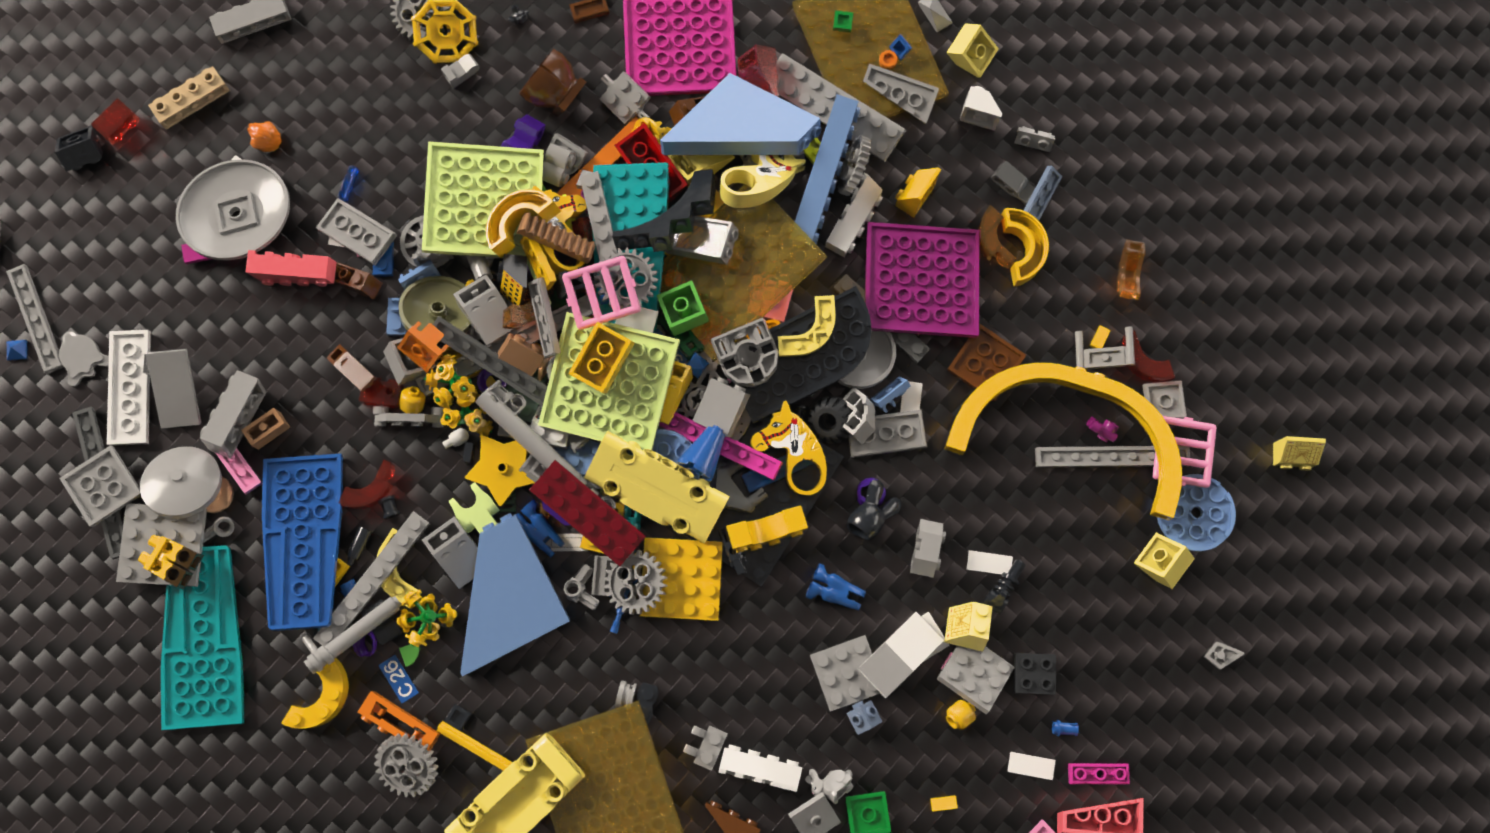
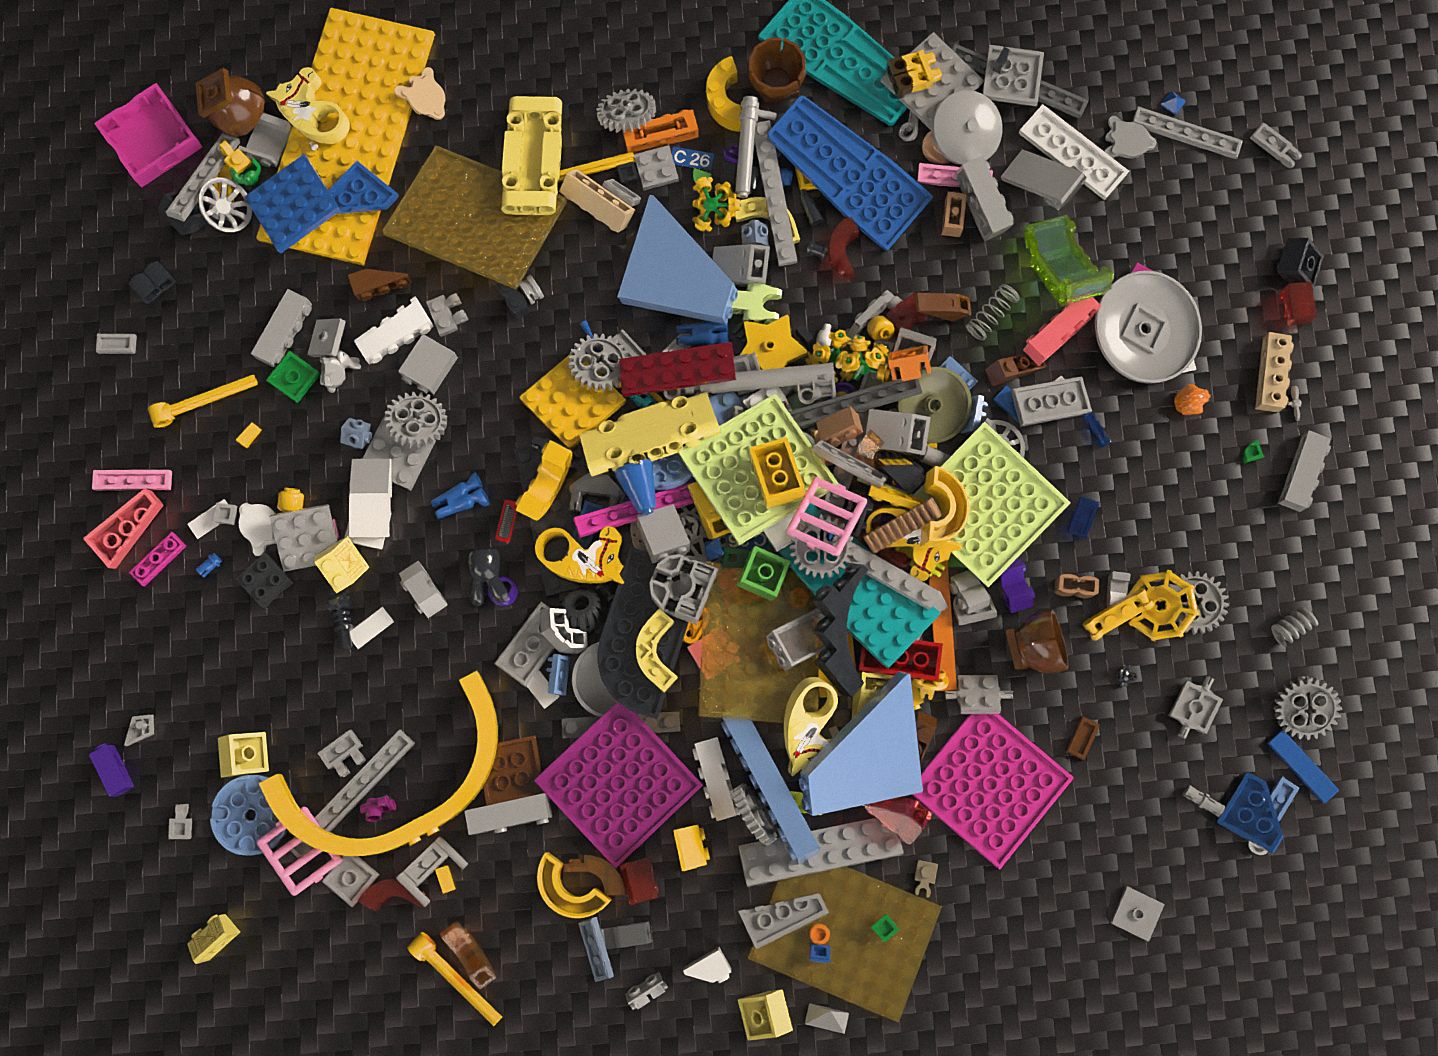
camera: 140 degrees right, 0 degrees up
(97, 501) = (1001, 60): none -> black tile
(199, 65) = (1296, 403): none -> light grey piece
(236, 307) = (1063, 263): none -> windscreen
(262, 671) = (775, 71): none -> reddish brown plate
(267, 65) = (1252, 452): none -> green tile
(348, 334) = (1003, 292): none -> light grey piece
(420, 564) = (755, 233): none -> sand blue brick
(421, 136) = (1083, 517): none -> clear blue plate
(432, 698) = (656, 167): none -> light grey plate
(478, 54) = (1118, 614): none -> yellow plate
(479, 704) = (621, 192): none -> light grey tile
(484, 97) = (1081, 587): none -> medium nougat brick
(504, 715) = (596, 200): none -> tan brick
(581, 596) = (627, 322): light grey axle -> none
(760, 717) = (427, 365): none -> light grey brick
(781, 31) = (926, 874): none -> dark tan plate
(809, 699) = (415, 420): none -> light grey gear
(817, 540) = (506, 521): none -> sticker
(972, 205) = (639, 881): none -> clear red brick
(1001, 722) = (256, 526): none -> white tile
(1018, 331) = (508, 814): none -> light grey brick
(1018, 755) = (225, 514): none -> light grey plate
(1092, 495) = (341, 749): none -> light grey plate
(1157, 305) = (424, 949): none -> yellow piece
(1253, 554) = (180, 826): none -> light grey plate
(1269, 644) = (111, 770): none -> dark purple brick

